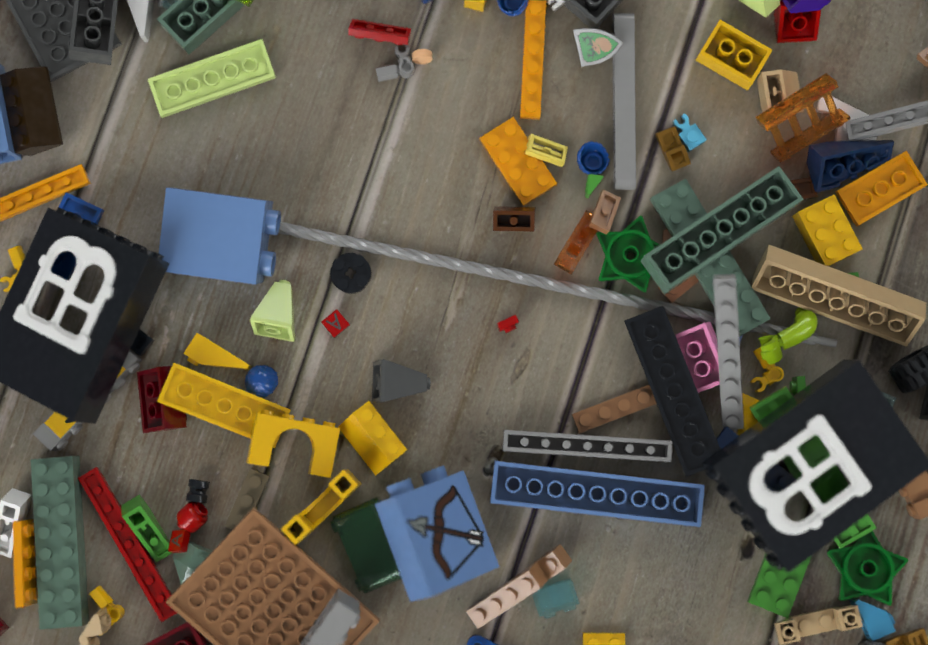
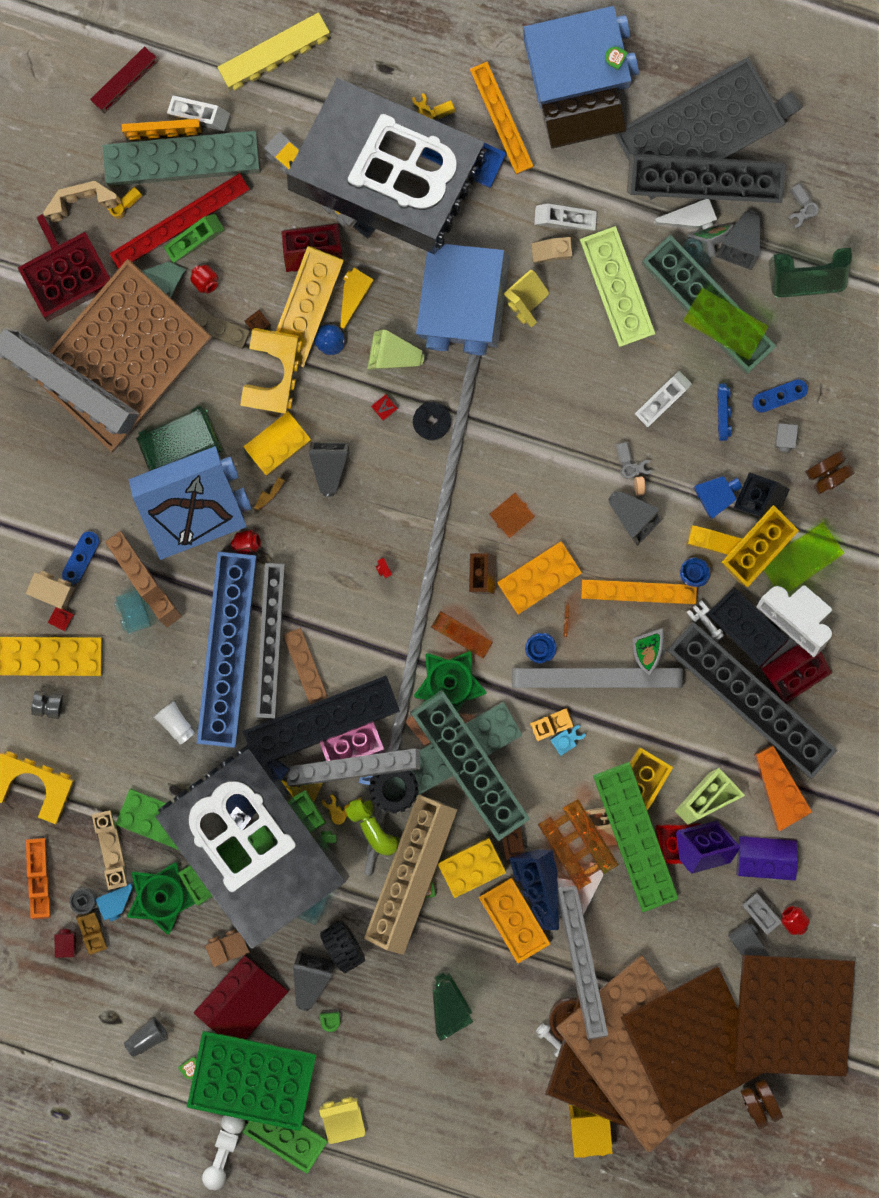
camera: 90 degrees right, 5 degrees up
(136, 132) = (565, 217): none -> white slope
(171, 144) = (552, 250): none -> tan slope
(179, 541) = (182, 267): red tile -> none
(195, 495) = (223, 283): black wheel -> none
(219, 172) = (525, 296): none -> light yellow bracket
(239, 458) = (258, 321): none -> reddish brown tile
(311, 517) = (213, 398): yellow arch -> none
(330, 31) = (663, 398): none -> white slope
(379, 32) = (663, 445): red plate -> none
(431, 451) = (266, 498): none -> pearl gold slope
(451, 190) = (512, 515): none -> clear orange piece
(452, 61) = (635, 515): none -> dark grey slope
(479, 472) = (246, 542): none -> red head
(545, 153) = (546, 588): light yellow tile -> none
(563, 131) = (565, 619): none -> clear orange piece
(592, 183) = (517, 647): bright green slope -> none
(604, 211) = (490, 658): medium nougat plate -> none
(676, 552) = (174, 723): none -> white plant
(763, 305) = (399, 803): none -> black tyre
(793, 57) = (635, 836): none -> bright green plate

